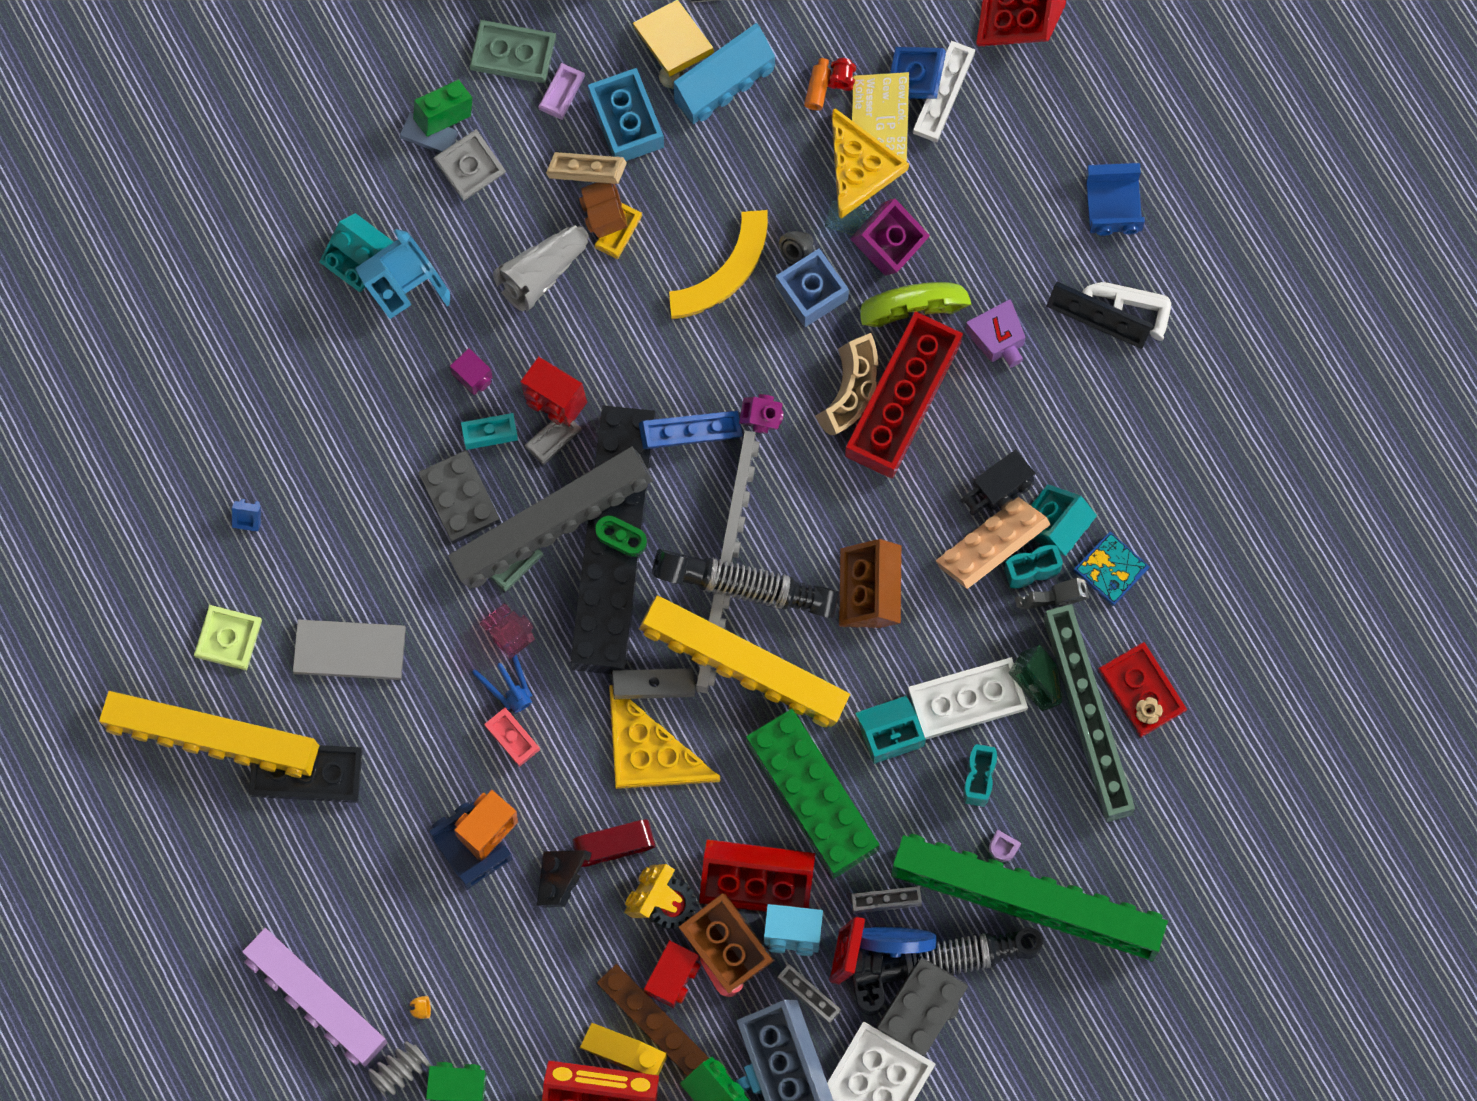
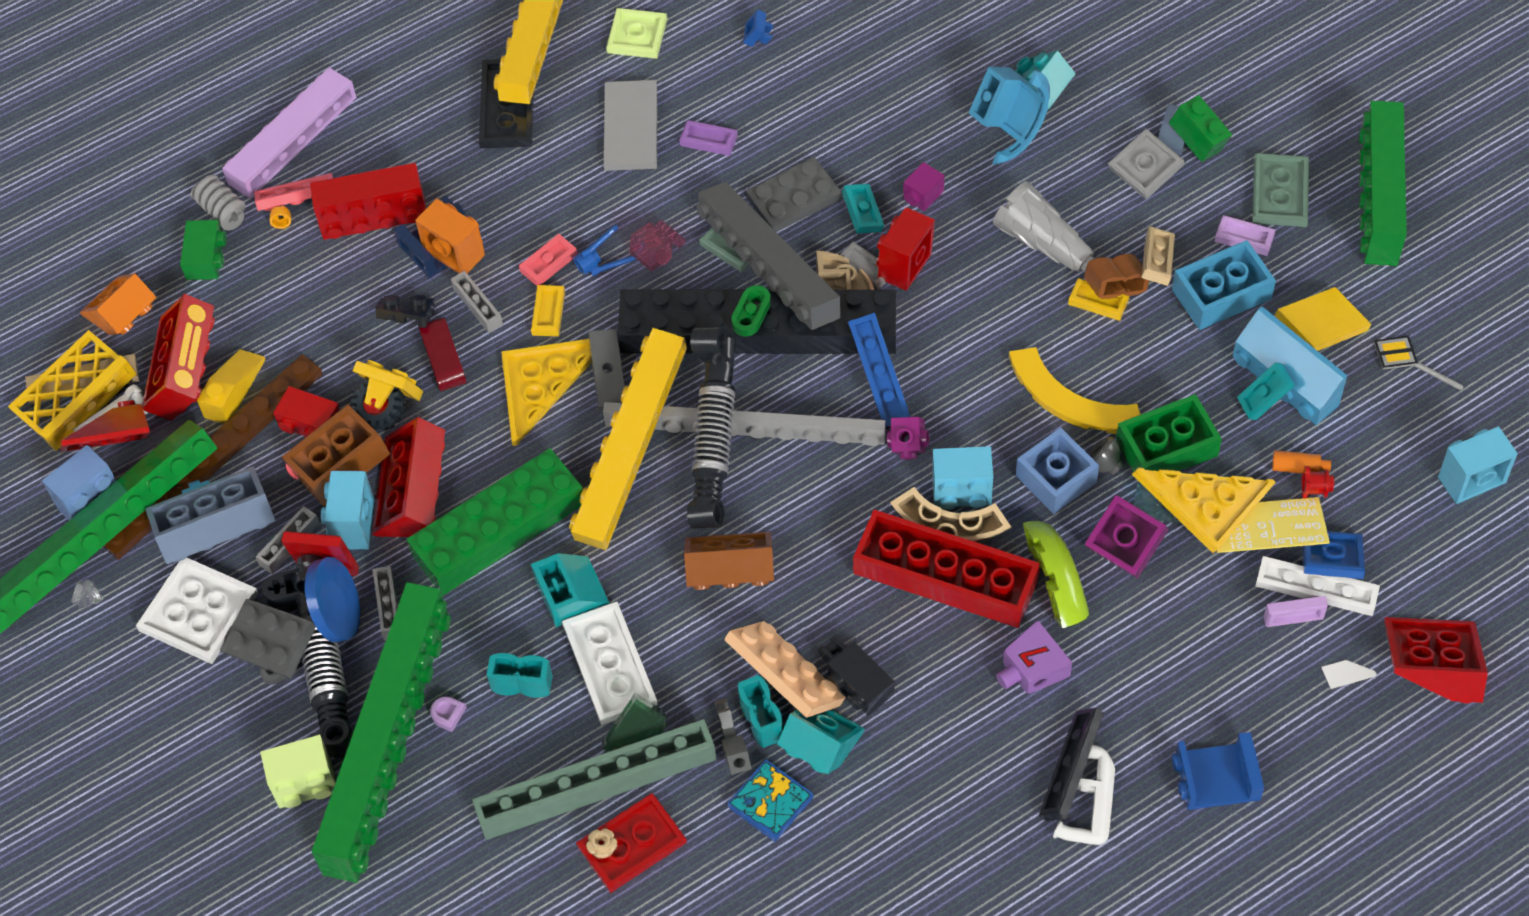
camera: 90 degrees right, 15 degrees down
(376, 574) = (708, 137): none -> medium lavender tile
(393, 991) = (283, 194): none -> coral plate
(426, 909) = (368, 201): none -> red brick
(552, 809) = (476, 301): none -> light grey piece
(569, 741) = (548, 310): none -> yellow tile
(570, 459) = (839, 274): none -> tan brick
(748, 98) = (1265, 391): none -> teal plate
(789, 188) = (1169, 437): none -> green brick
(814, 376) = (962, 477): none -> medium azure brick
(969, 112) = (1295, 611): none -> lavender tile
(1025, 85) = (1346, 673): none -> white sticker
(1065, 972) = (299, 771): none -> yellowish green brick

